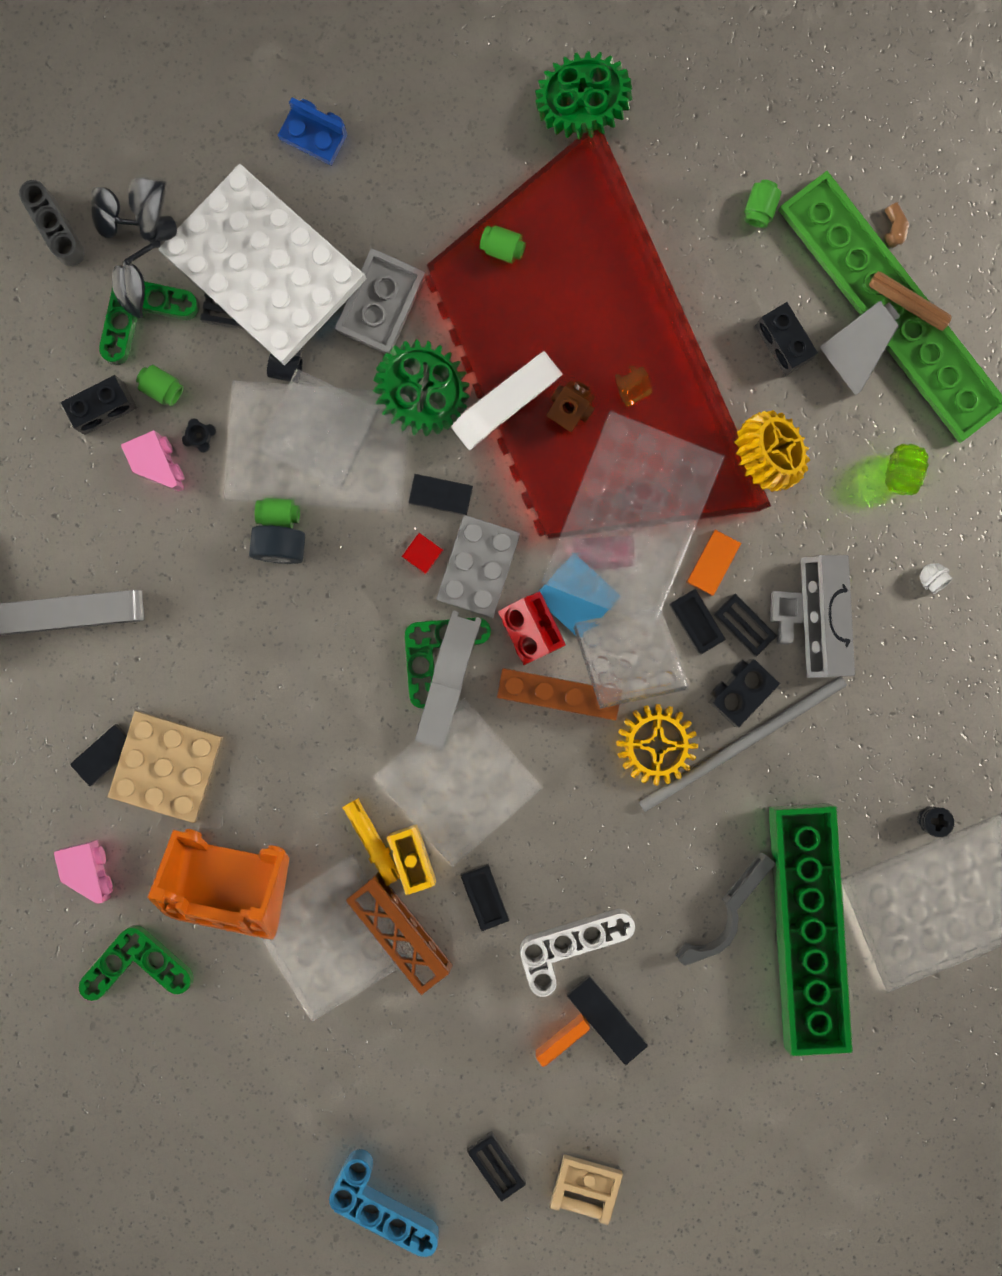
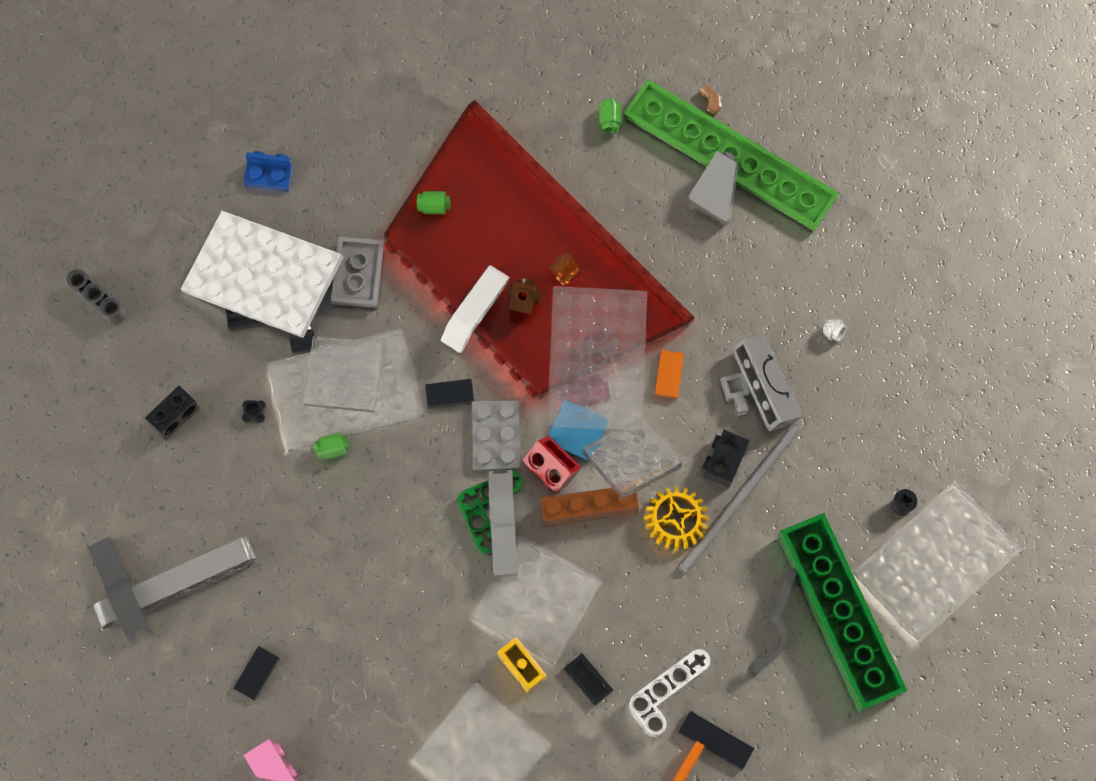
camera: 20 degrees left, 15 degrees down
(114, 309) = (173, 335): green beam -> none
(146, 202) = (169, 253): black plant -> none
(150, 459) = (224, 440): bright pink slope -> none
(159, 385) = (213, 384): bright green brick -> none
(165, 766) = (307, 665): tan plate -> none
(221, 885) = (383, 739): orange windscreen -> none
(277, 544) = (340, 467): black wheel -> none
(372, 842) = (488, 667): yellow pin -> none
(409, 927) = (537, 719): dark orange fence -> none
(422, 553) = (450, 440): red tile -> none
(447, 393) = (423, 315): green gear -> none
(584, 95) = (456, 84): green gear -> none
(697, 621) = (673, 420): black tile -> none
(726, 607) = (695, 395): black tile -> none
(772, 451) = (681, 279): yellow gear -> none
(786, 338) = (662, 200): black brick -> none
(907, 469) = (783, 260): clear neon green gear -> none
(910, 301) = (740, 145): medium nougat axle -> none

